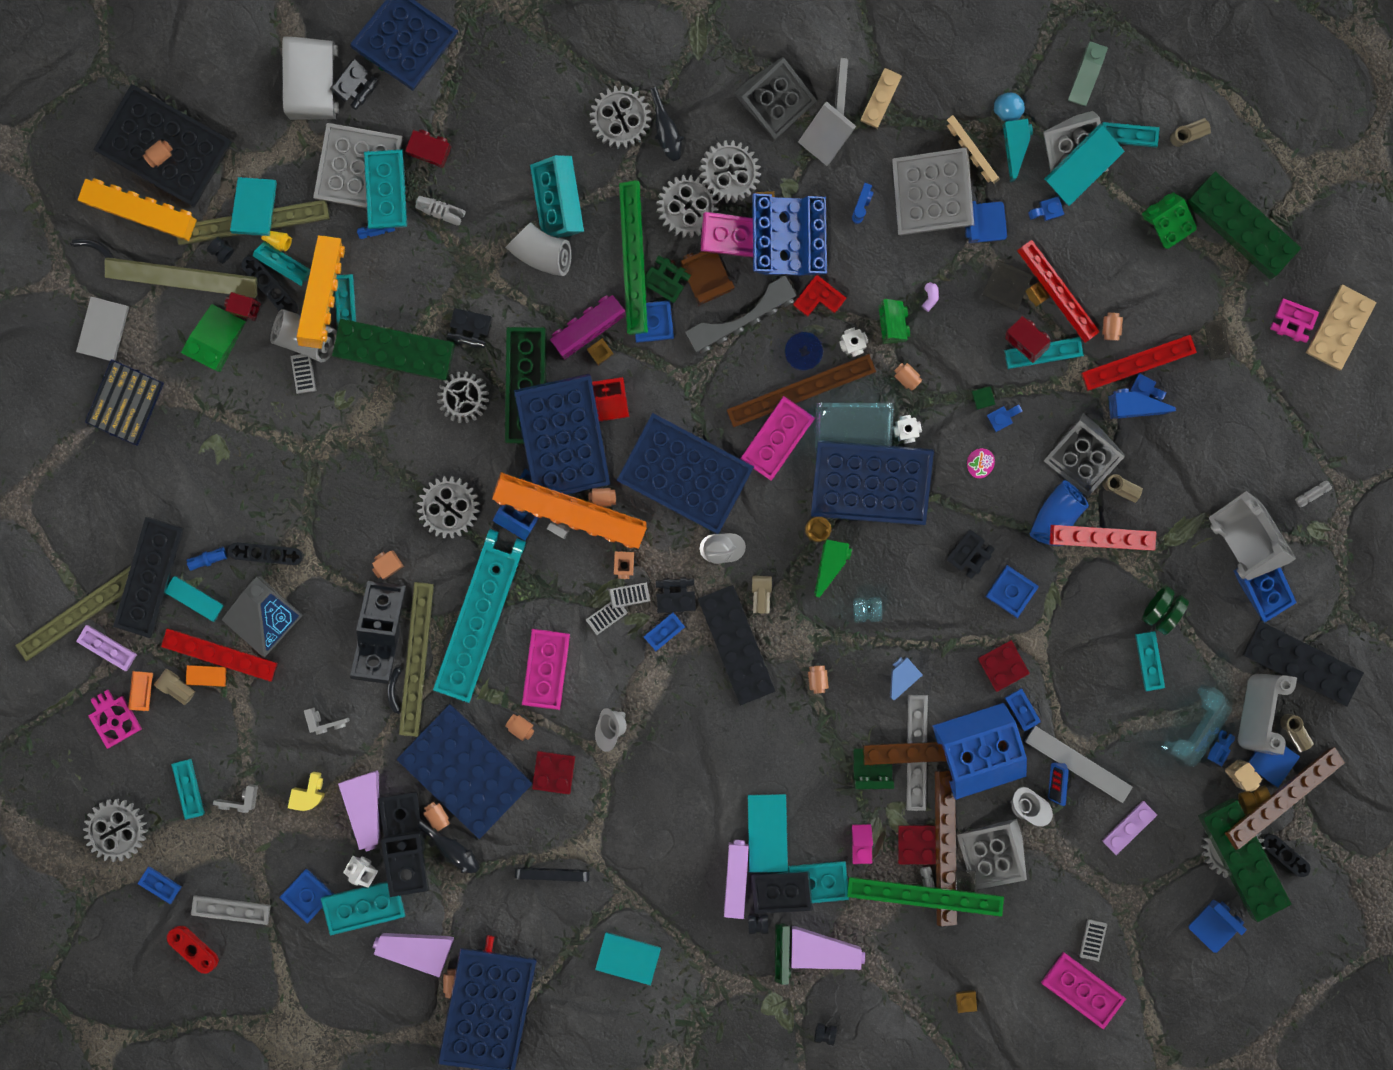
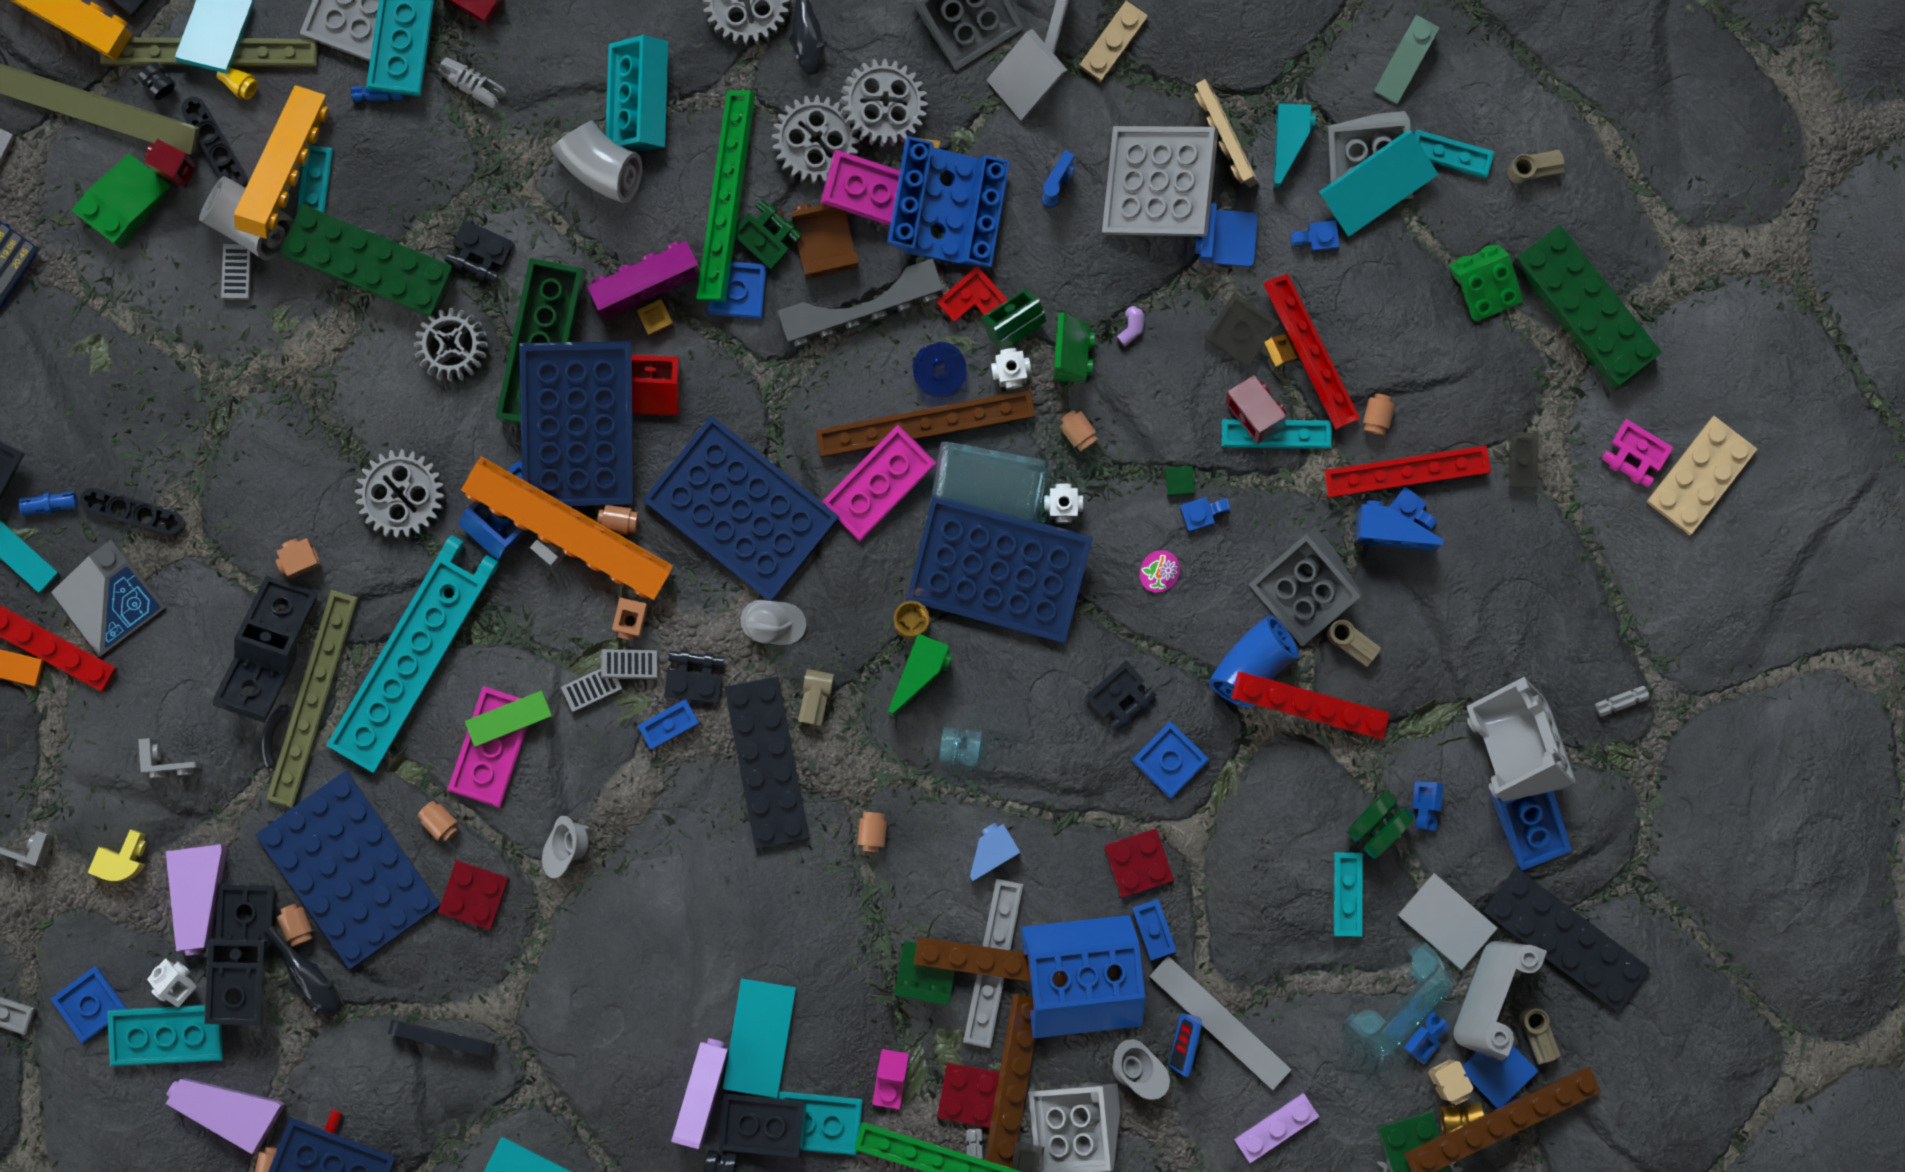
camera: 15 degrees right, 5 degrees down
(282, 263) = (237, 114): teal plate -> none
(554, 648) = (508, 718): none -> bright green tile
(849, 307) = (1014, 319): none -> dark green brick
(1009, 106) = (1289, 85): dark azure hair -> none
(1193, 586) = (1427, 799): none -> blue plate
(1220, 666) = (1447, 921): none -> light grey tile

